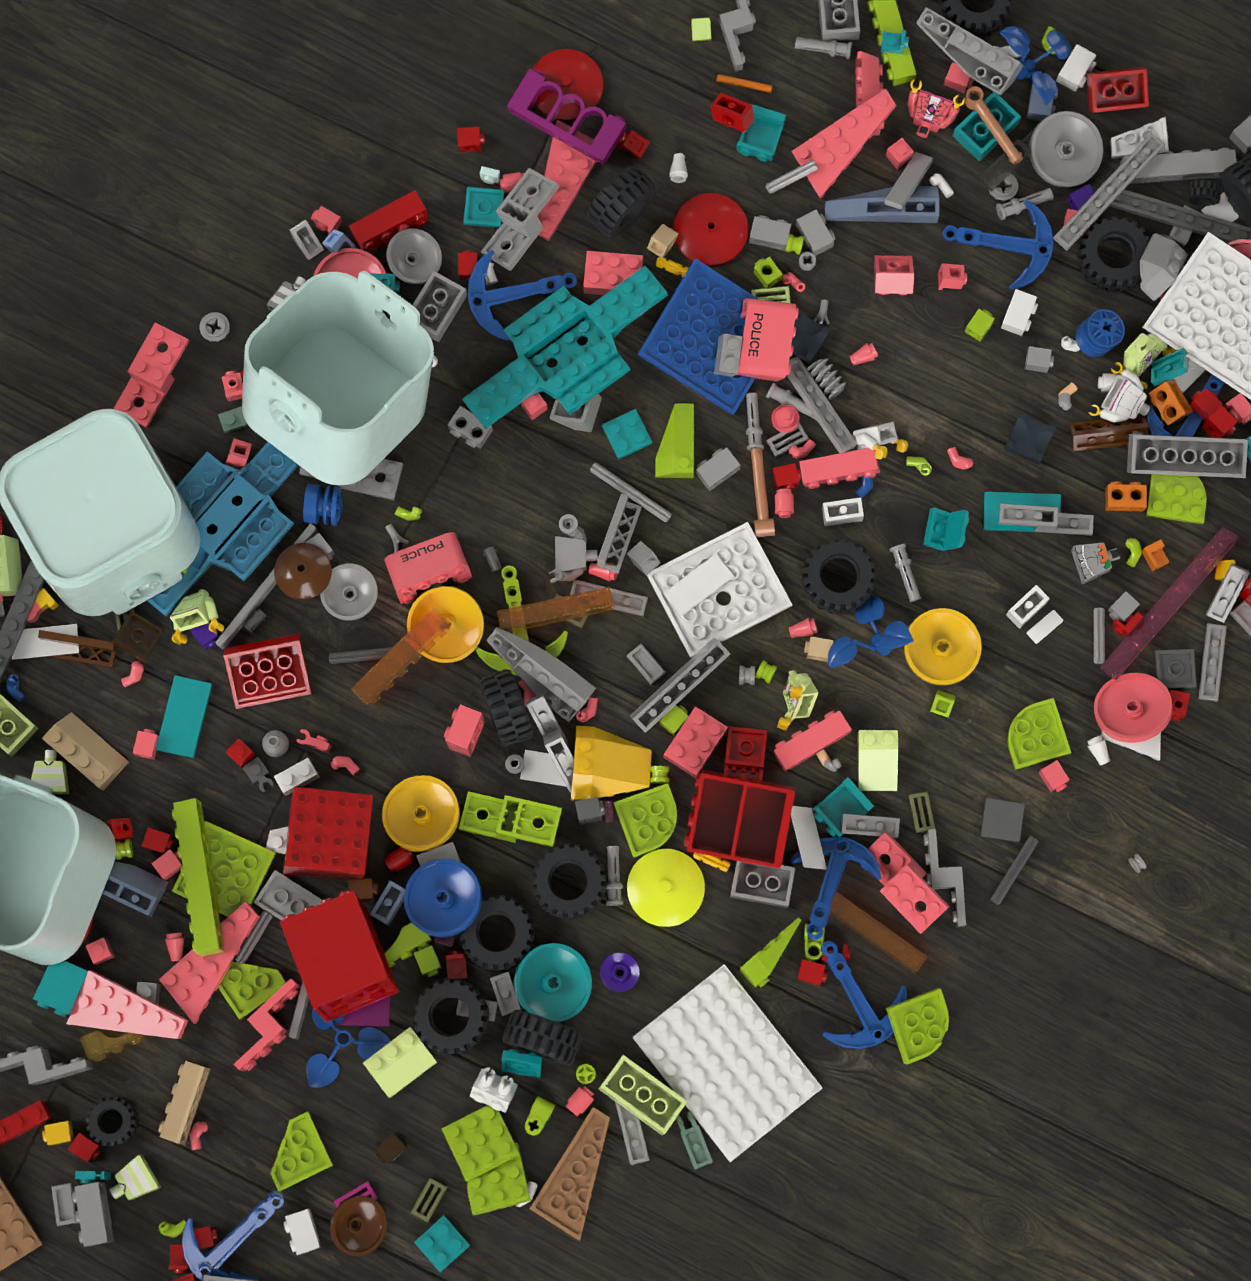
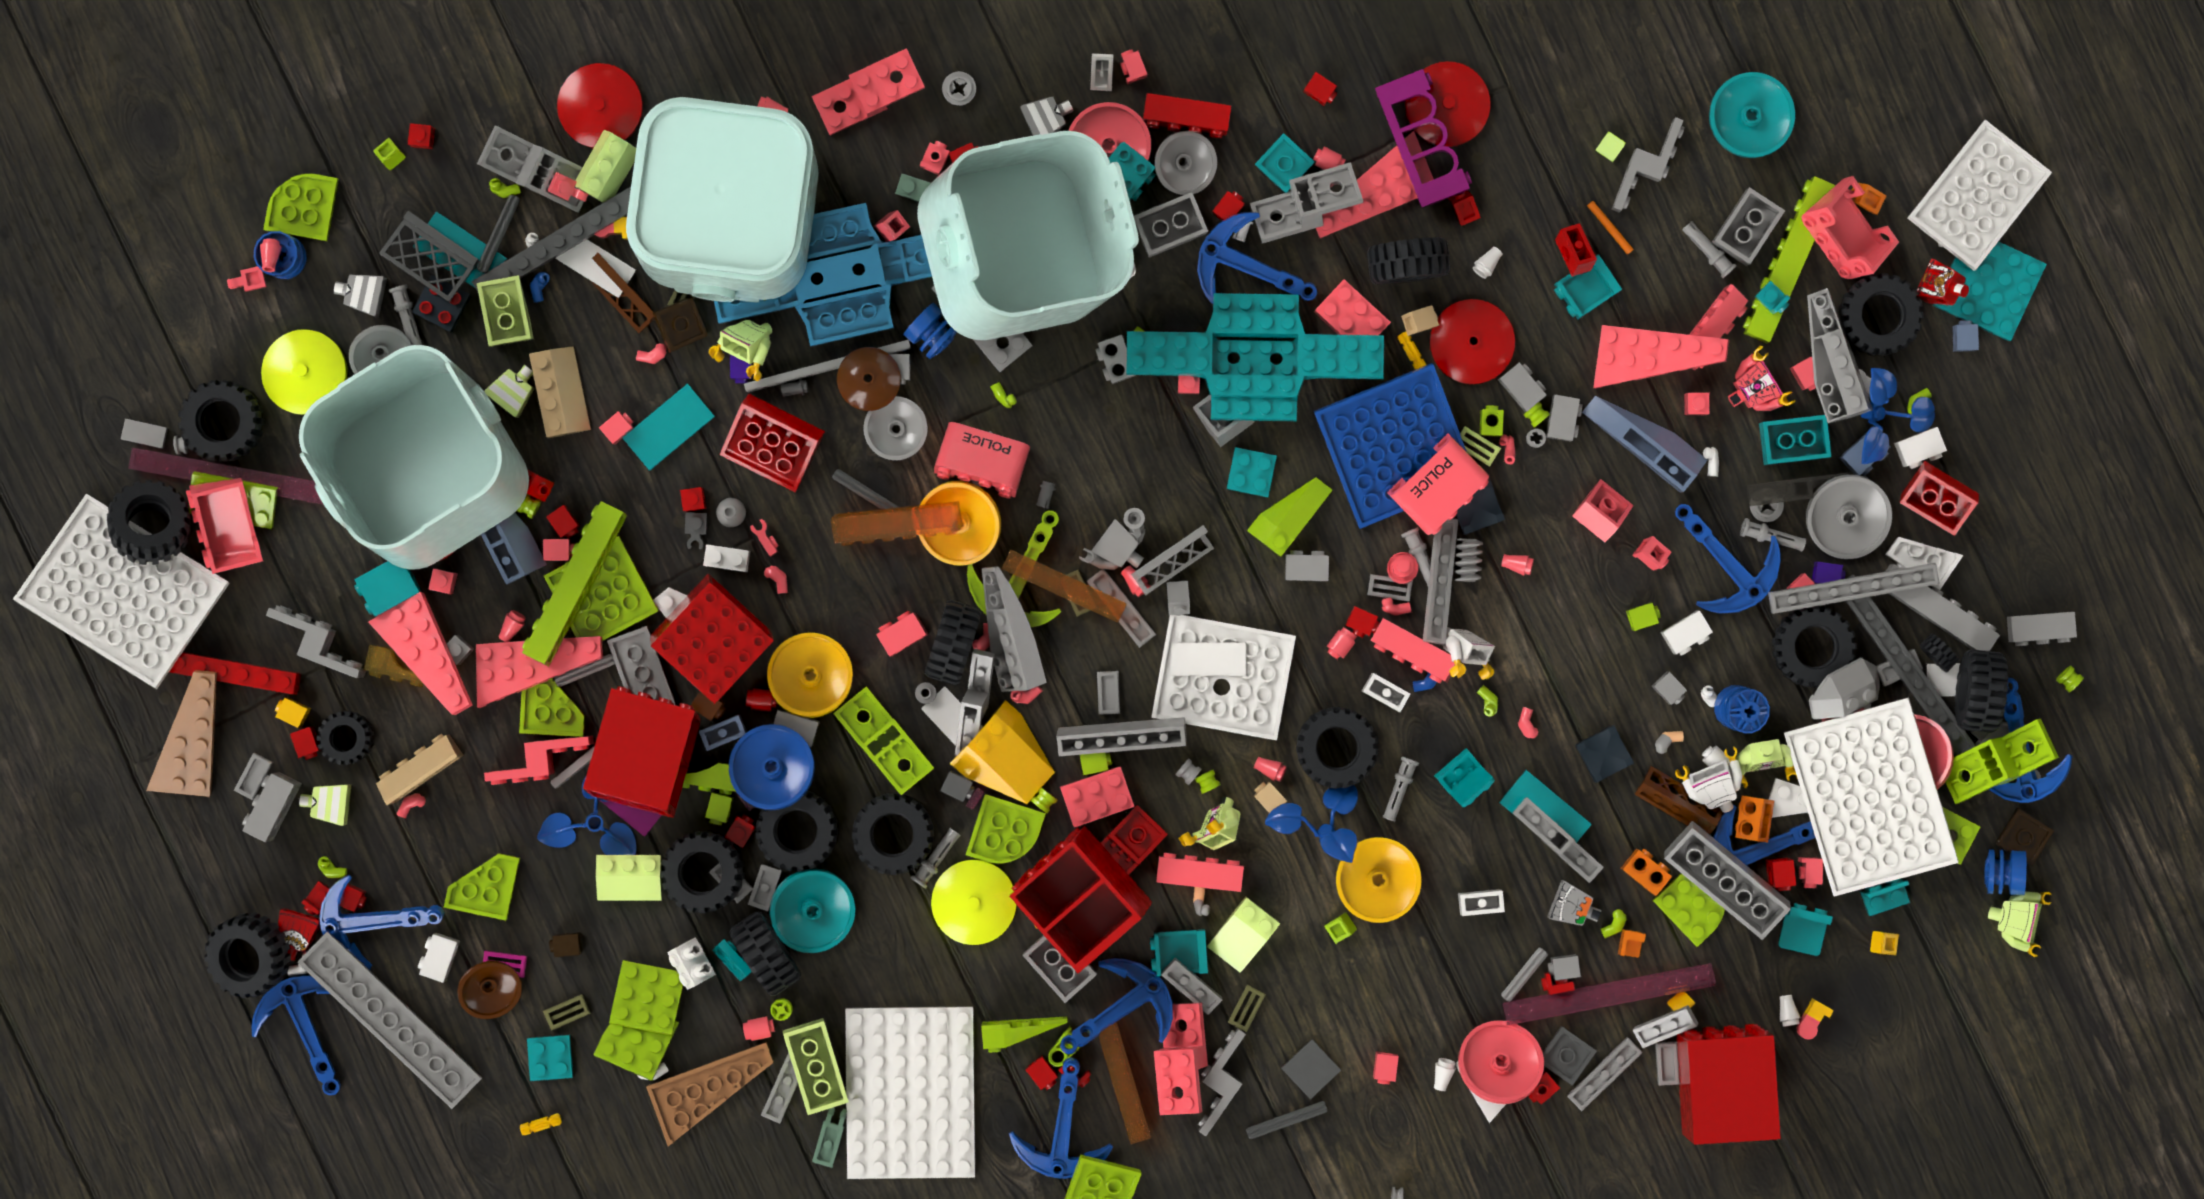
camera: 35 degrees right, 10 degrees up
(92, 1176) = (291, 771): teal plate -> none
(337, 240) = (1127, 95): light blue panel -> none
(396, 538) = (975, 408): light grey bar -> none
(490, 175) = (1312, 138): light aqua plate -> none
(539, 1112) = (717, 1013): lime piece -> none
(614, 963) = (867, 951): dark purple dish -> none
(632, 493) = (1214, 528): light grey axle -> none
(728, 355) = (1394, 474): light grey brick -> none
(754, 430) = (1366, 557): light grey pin -> none
(764, 525) = (1307, 649): nougat piece -> none
(791, 176) = (1582, 350): light grey axle -> none
(807, 838) = (1128, 957): white sticker -> none
(822, 315) = (1511, 497): light grey bar -> none
(908, 180) = (1683, 437): light grey tile -> none
(992, 124) = (1797, 448): nougat piece -> none
(1037, 735) = (1399, 1019): lime plate -> none
(1044, 626) = (1484, 929): white sticker -> none
(1169, 367) = (1778, 787): teal plate -> none
(1205, 403) = (1783, 845): red brick -> none

